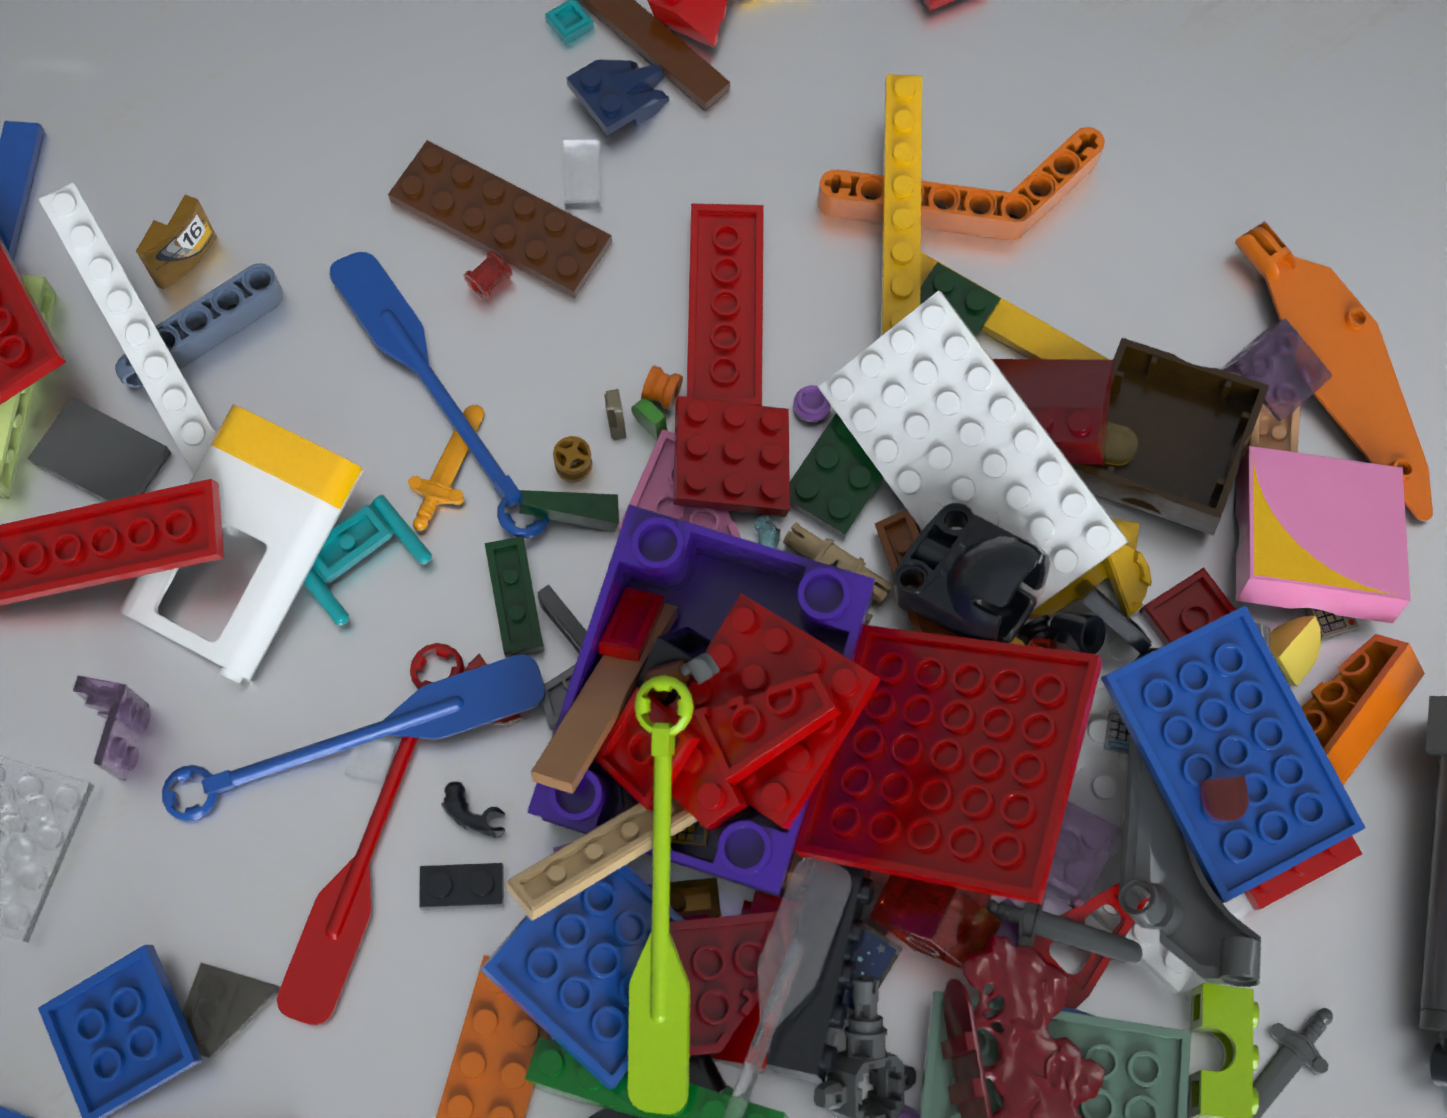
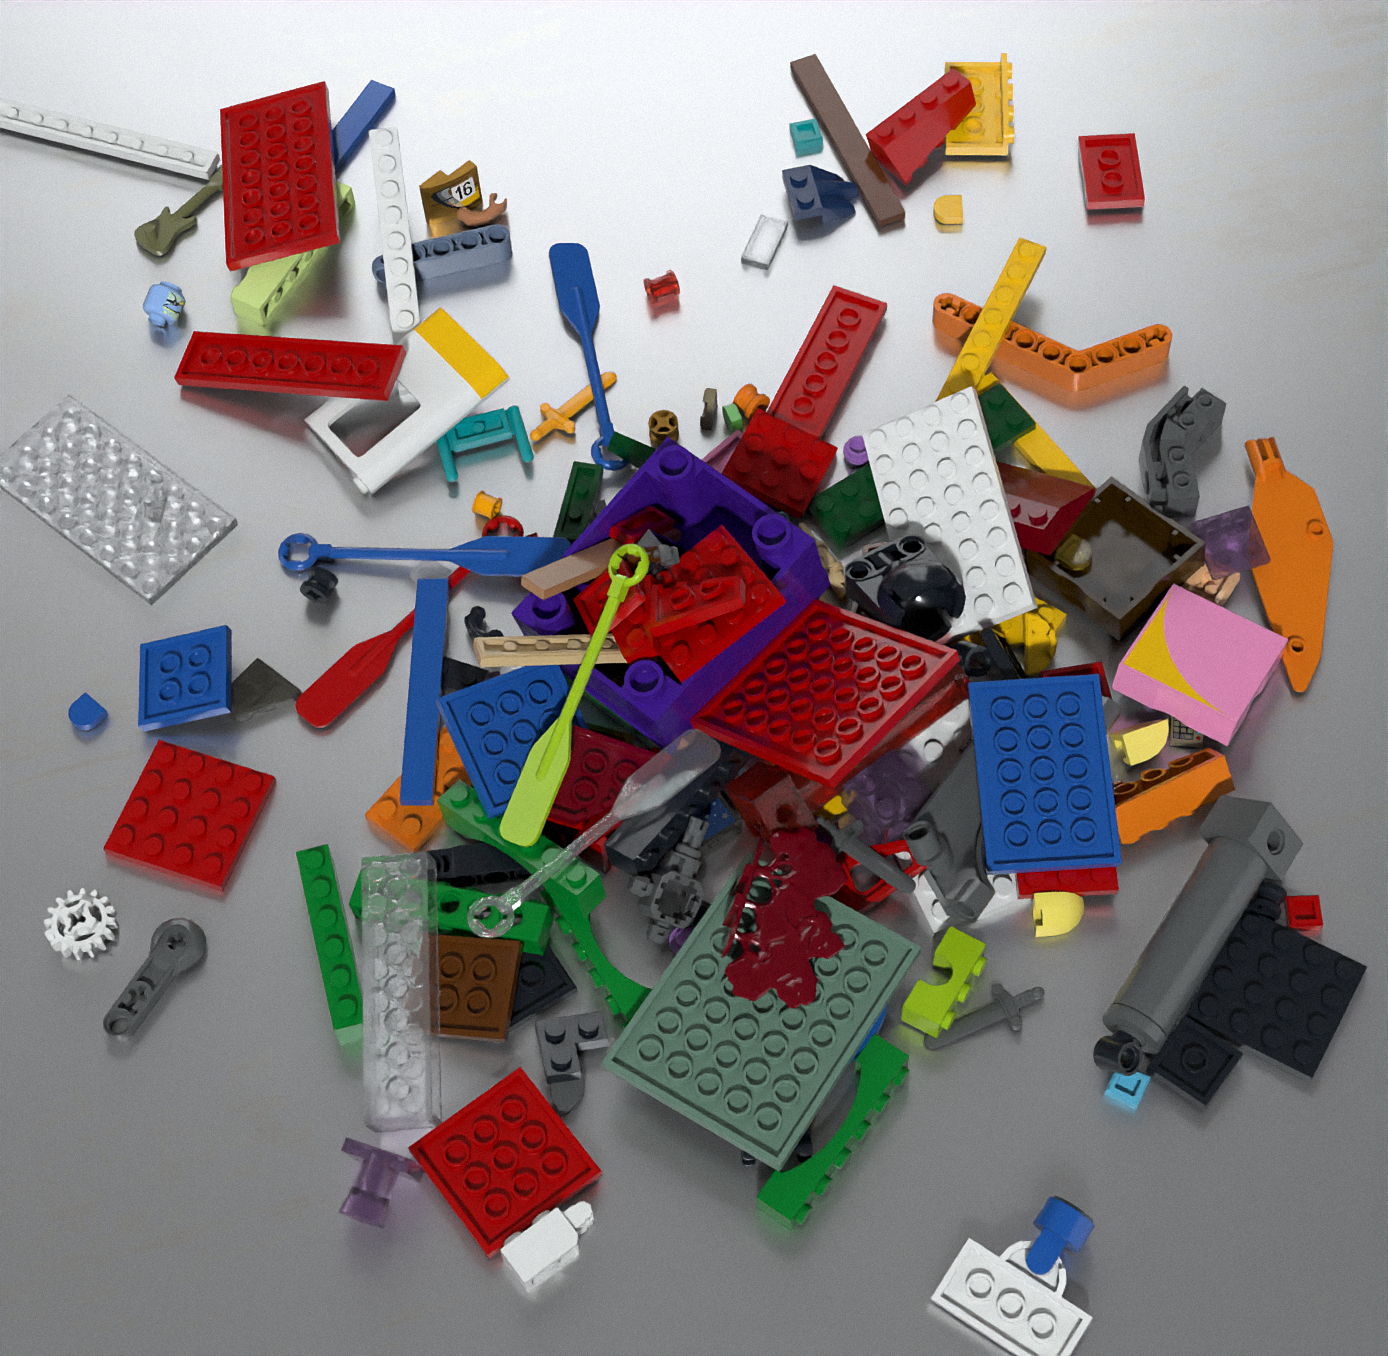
camera: 30 degrees right, 10 degrees down
(98, 453) = (336, 313): dark grey tile -> none
(125, 720) = (274, 486): clear purple bracket -> none
(223, 260) = (478, 218): none -> nougat piece
(237, 831) = (319, 584): none -> black wheel
(402, 640) = (487, 505): none -> light orange axle
(440, 931) = (424, 690): none -> blue tile
(500, 218) = (691, 253): reddish brown plate -> none
(776, 62) = (949, 209): none -> yellow tile
(1177, 308) = (1183, 429): none -> dark grey brick
(1225, 798) = (1019, 797): clear red tile -> none
(1298, 910) = (1056, 912): none -> light yellow brick

